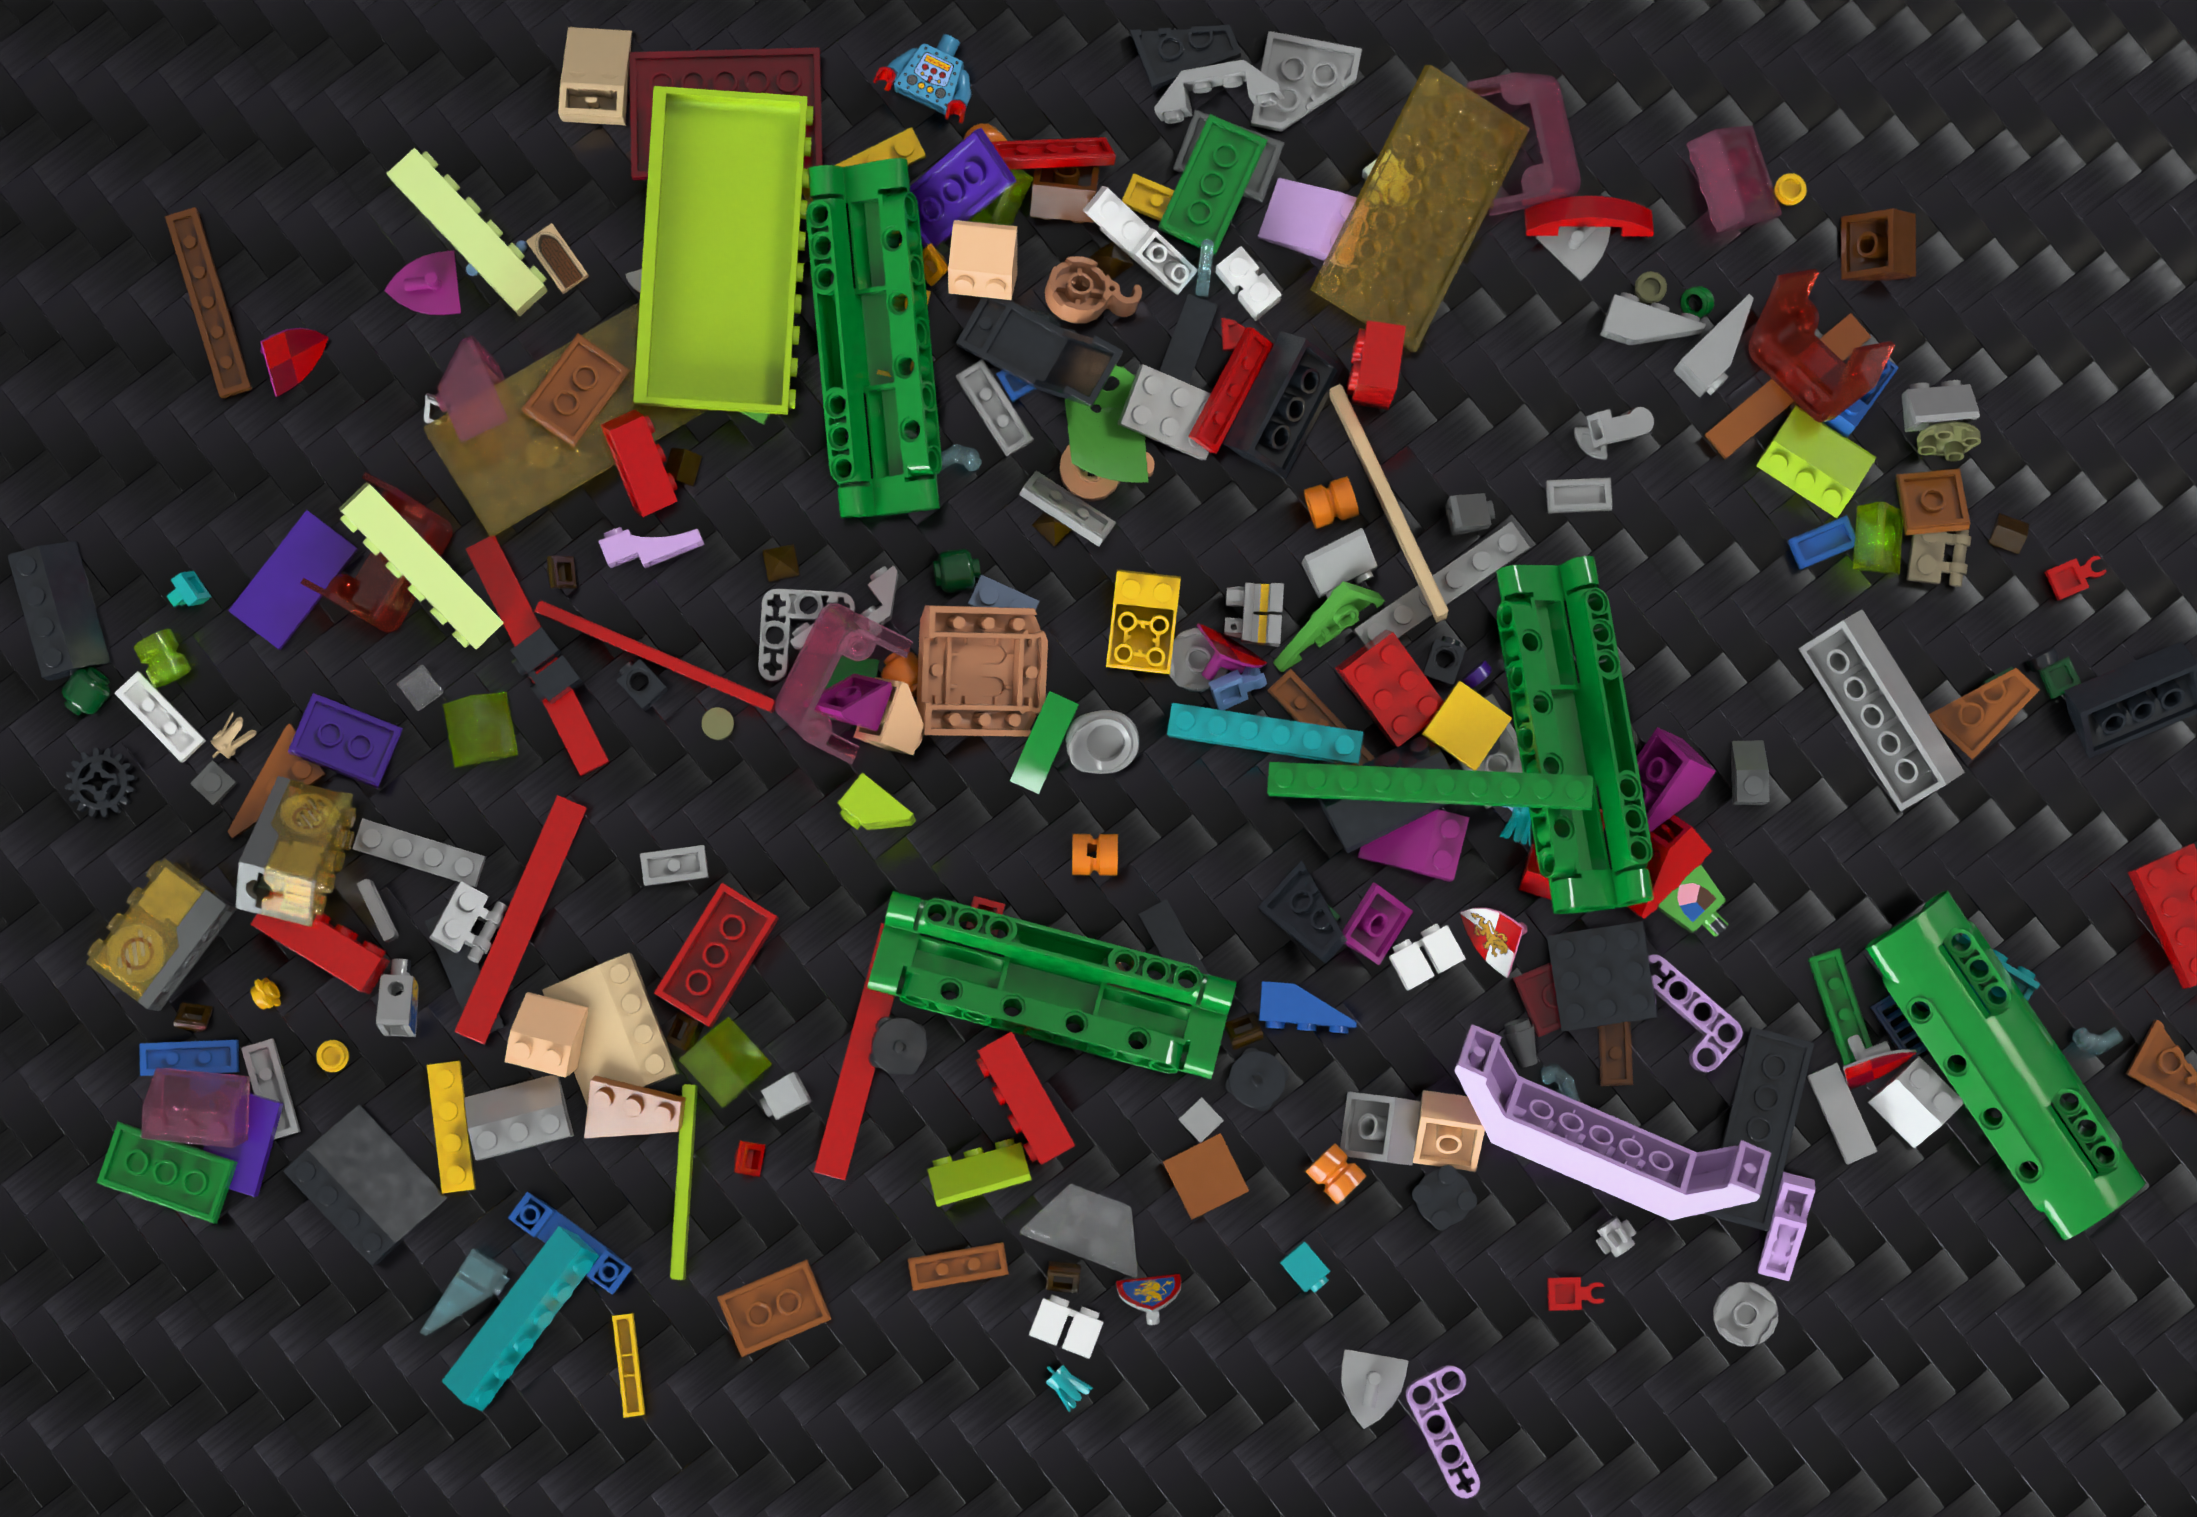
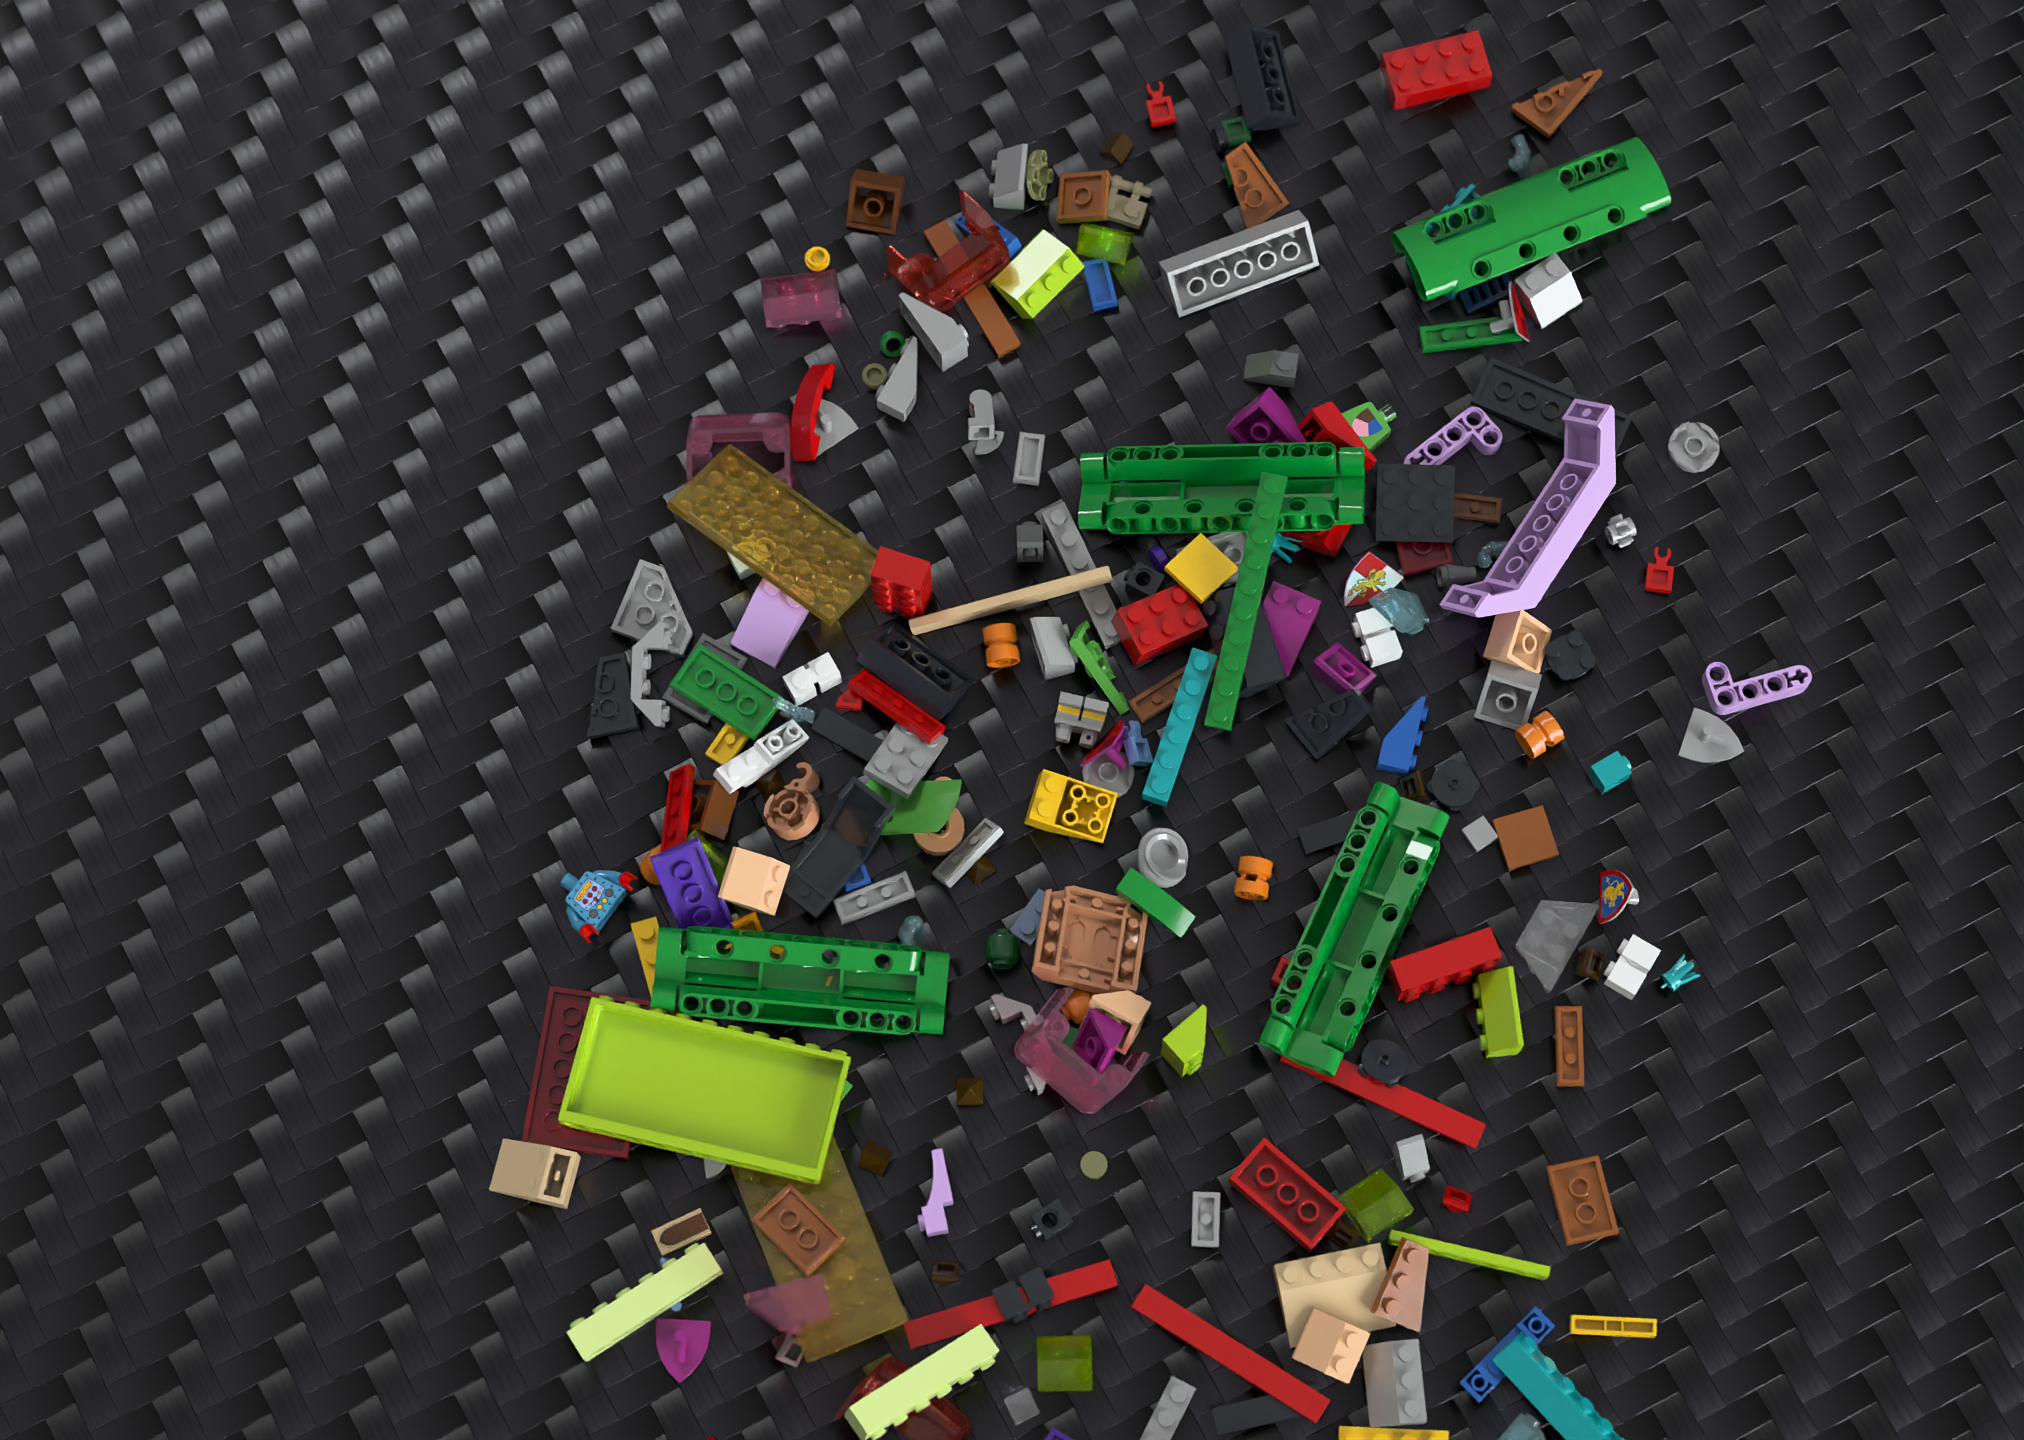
camera: 75 degrees left, 10 degrees down
(459, 917) = (1220, 1404): light grey plate -> none
(640, 462) = (868, 1187): red brick -> none
(655, 656) = (1029, 1205): red tile -> none
(791, 612) = (1011, 1089): light grey beam -> none
(1459, 980) = (1401, 609): none -> clear light blue slope
(1787, 1226) = (1631, 401): lavender slope -> none
(1841, 1113) = (1548, 348): light grey tile -> none

